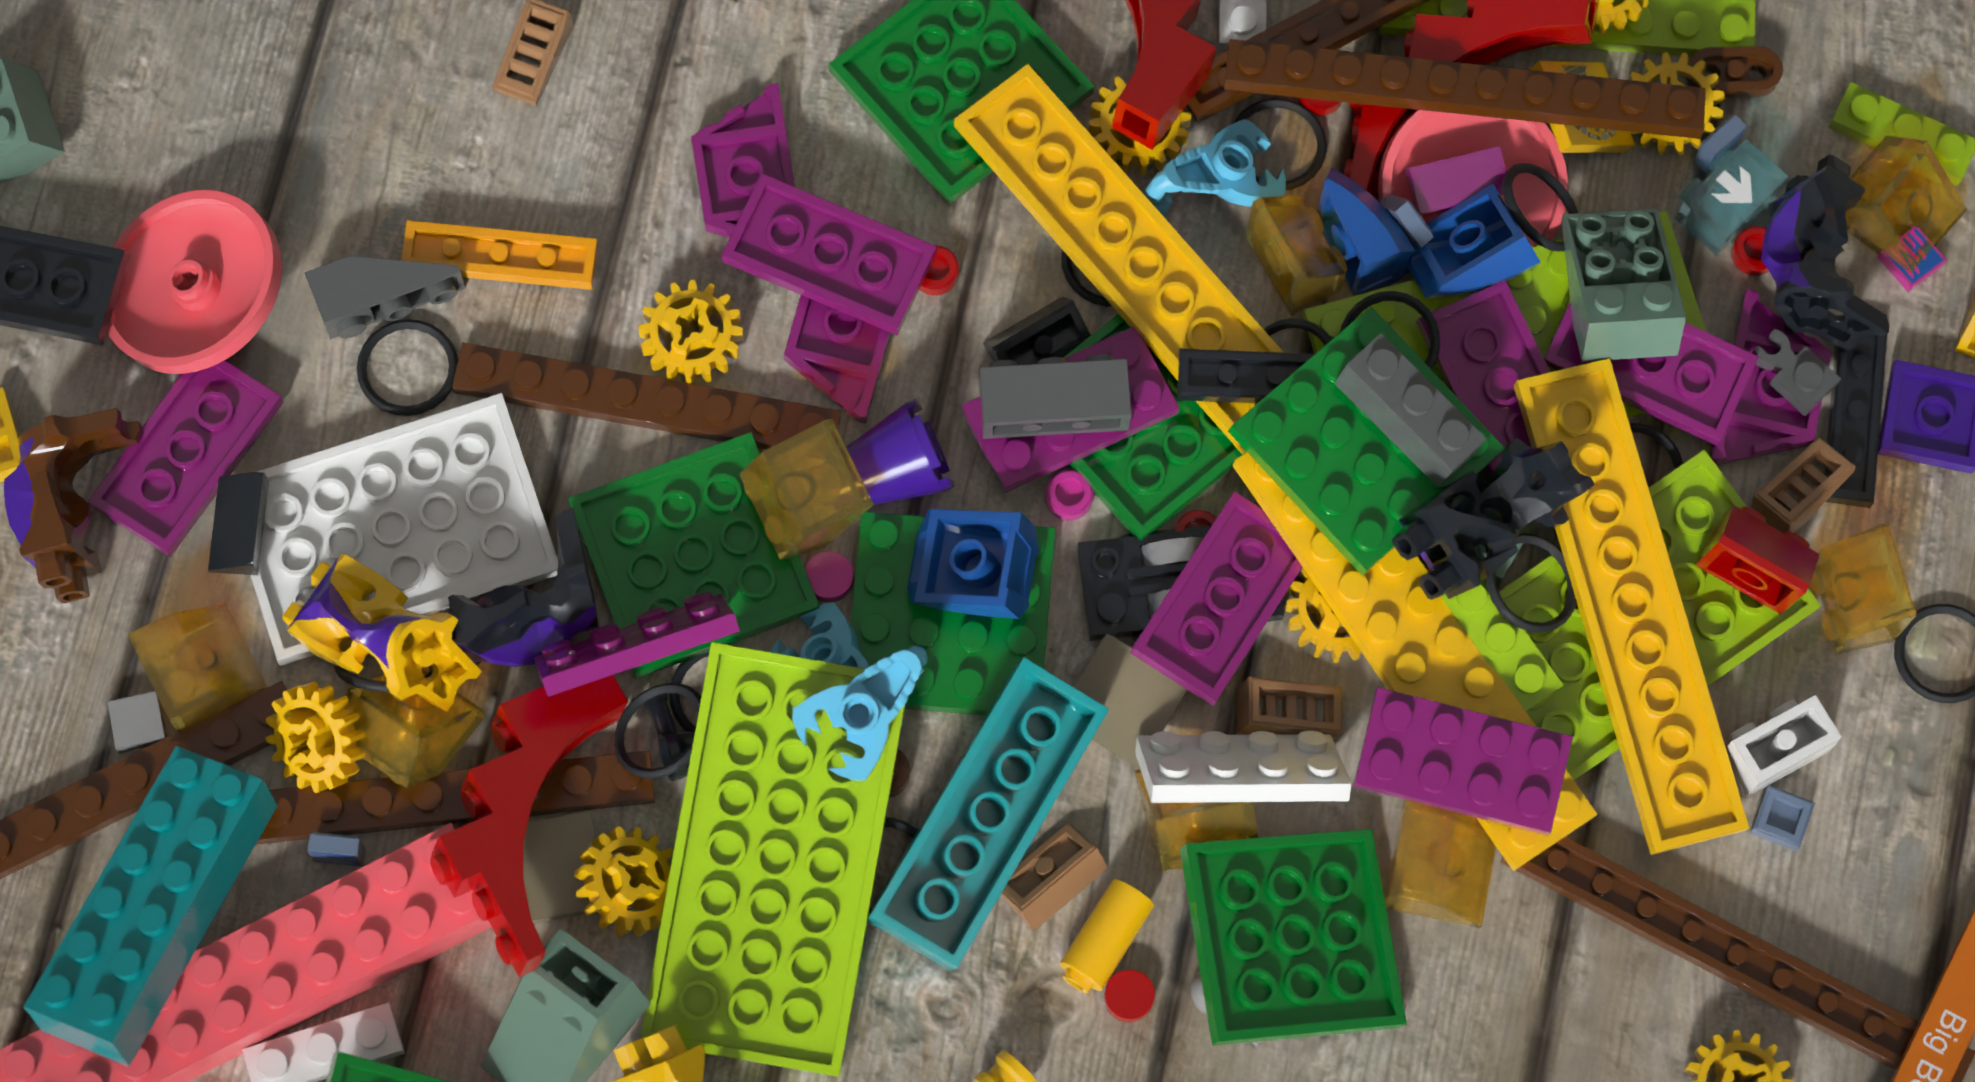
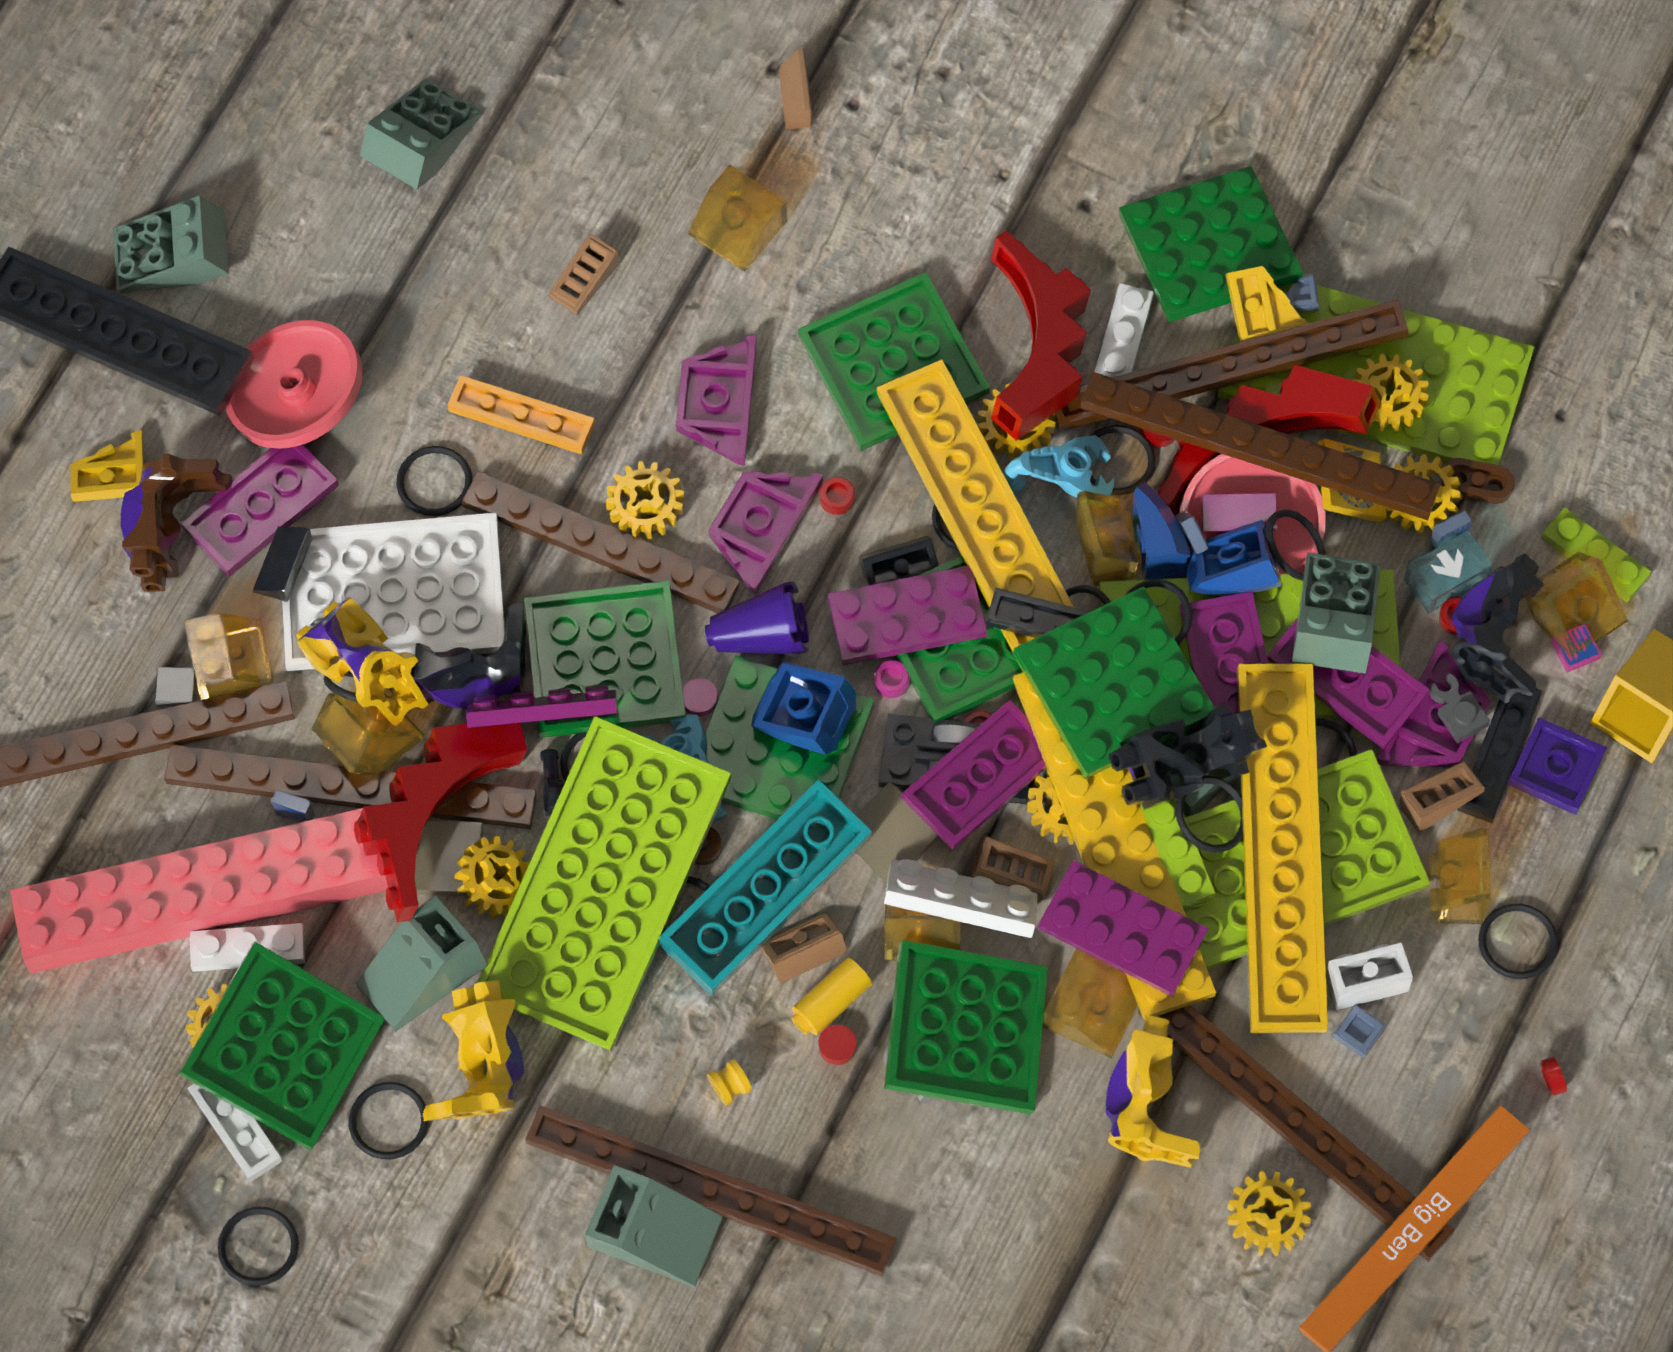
camera: 20 degrees right, 5 degrees down
(151, 906) = (151, 811): teal brick -> none
(315, 737) = (297, 723): yellow gear -> none
(370, 289) = (417, 419): dark grey slope -> none
(623, 758) = (529, 757): black tyre -> none
(806, 490) = (695, 628): clear yellow slope -> none
(829, 254) = (759, 465): magenta plate -> none
(865, 708) = (692, 786): medium azure animal -> none
(1054, 397) = (893, 601): dark grey brick -> none
(1410, 410) = (1147, 664): dark grey brick -> none
(1528, 965) = (1137, 1081): none -> yellow hips
(1759, 559) = (1386, 834): red slope -> none

